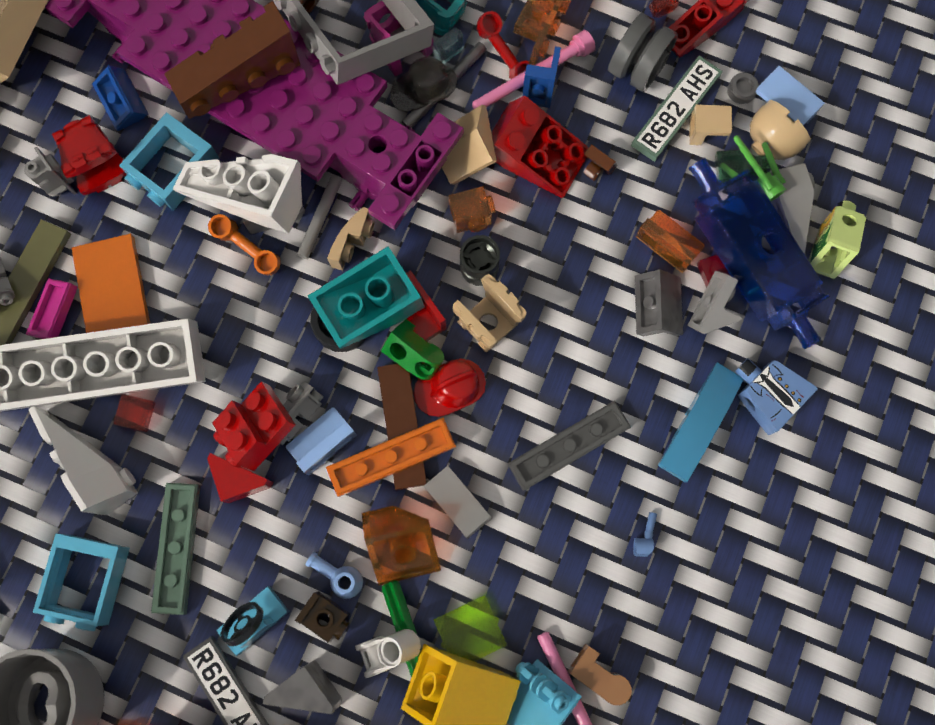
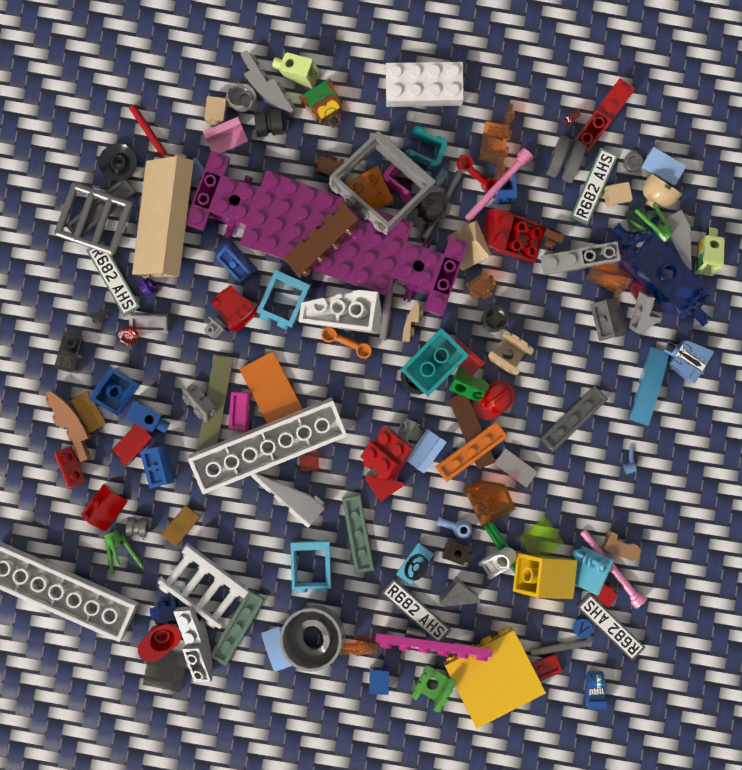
camera: 15 degrees left, 10 degrees up
(346, 30) = (372, 188): none -> orange hinge
(634, 201) = (580, 258): none -> light grey slope

